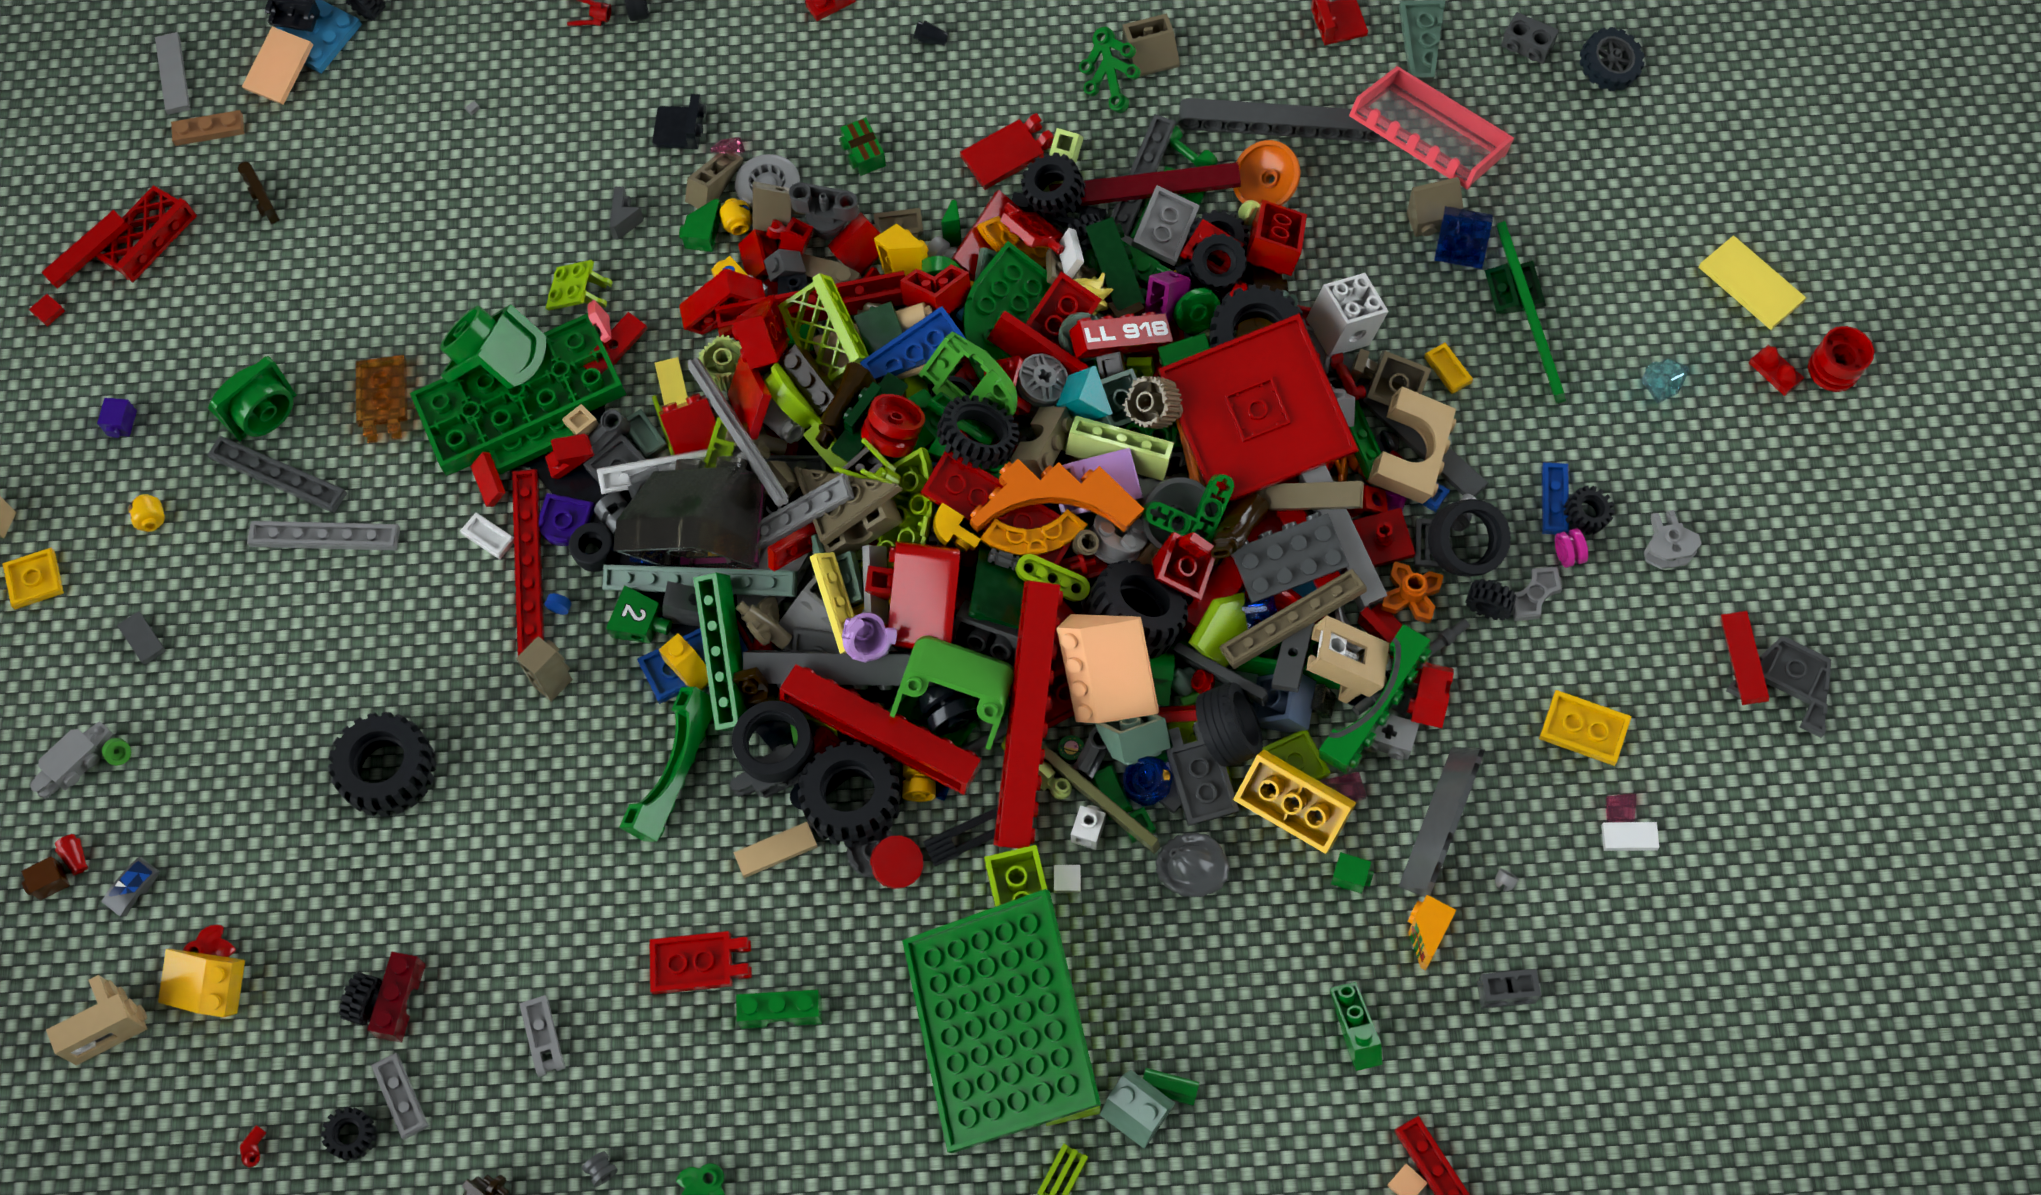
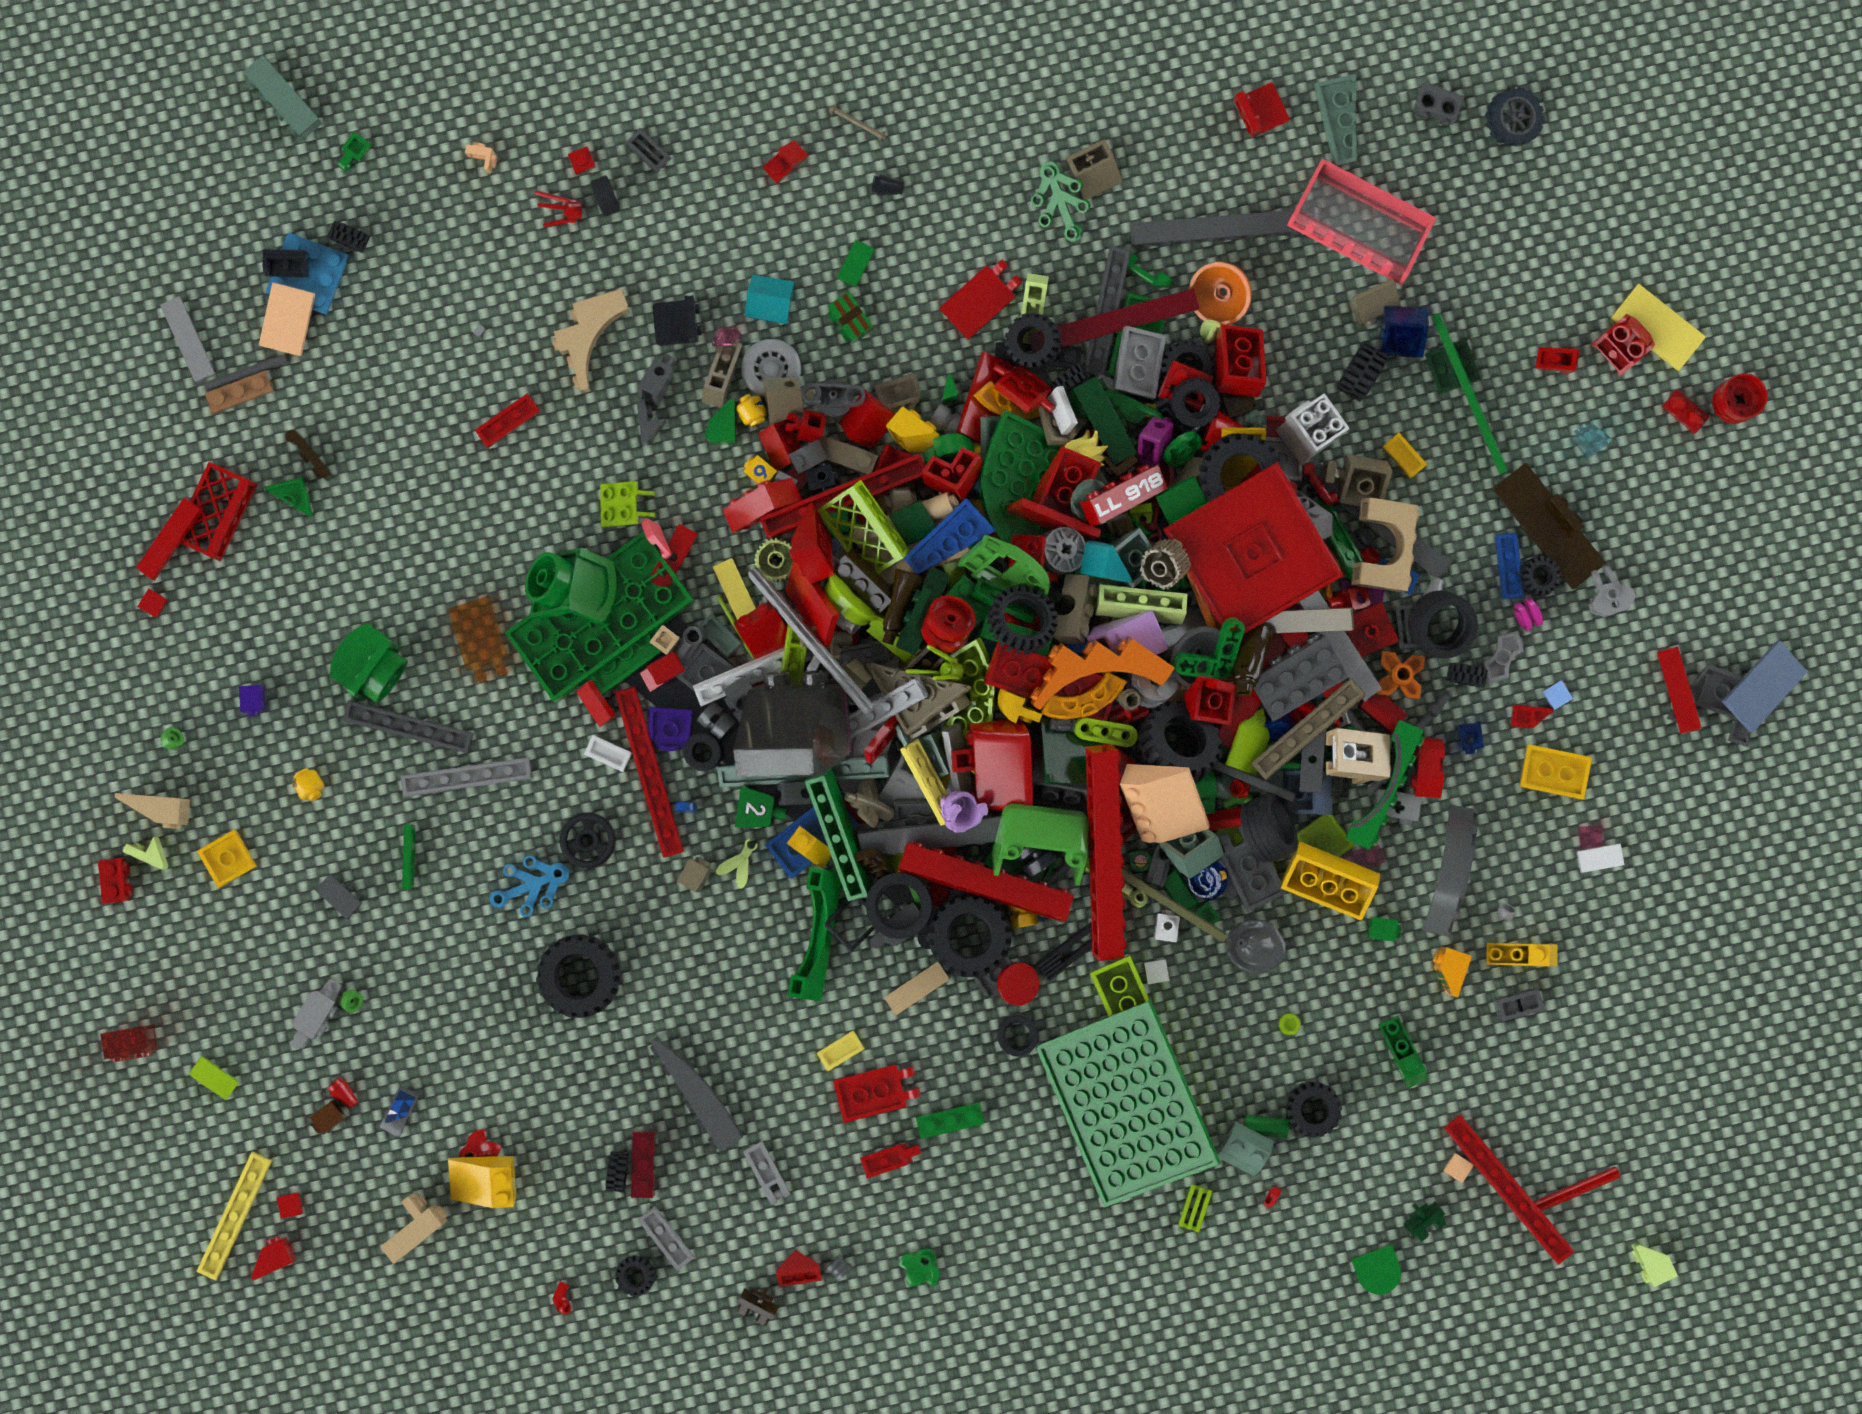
camera: 10 degrees left, 20 degrees up
(16, 443) = (172, 738): none -> bright green tile
(230, 228) = (294, 493): none -> green tile
(231, 606) = (408, 857): none -> green tile
(243, 107) = (246, 372): none -> dark grey bar
(361, 660) = (532, 884): none -> dark azure plant
(444, 628) = (570, 848): none -> black wheel
(475, 191) = (507, 420): none -> red plate
(486, 933) = (700, 1098): none -> dark grey slope
(549, 1165) = (798, 1270): none -> red slope
(589, 111) = (579, 340): none -> tan arch
(605, 675) = (740, 862): none -> yellowish green piece
(641, 173) = (656, 380): none -> dark grey torso
(667, 907) = (840, 1050): none -> light yellow tile
(694, 1045) = (888, 1159): none -> red hinge
(718, 779) = (836, 934): none -> black piece
(781, 121) = (769, 299): none -> teal slope
(878, 904) = (1017, 1051): none -> black tyre
(881, 100) = (855, 263): none -> green tile
(1162, 1178) = (1272, 1197): none -> red tile
(1219, 969) = (1289, 1024): none -> lime tile
(1238, 1051) = (1331, 1116): none -> black tyre
(1411, 268) = (1362, 372): none -> black tyre
(1489, 664) = (1475, 732): none -> clear blue brick
(1522, 932) = (1522, 954): none -> yellow slope
(1559, 662) = (1528, 716): none -> red tile
(1596, 644) = (1557, 695): none -> light blue tile
(1608, 460) = (1549, 525): none -> dark brown bracket
(1634, 292) = (1557, 359): none -> red slope
(1711, 288) = (1624, 343): none -> red slope
(1849, 668) = (1764, 686): none -> sand blue tile

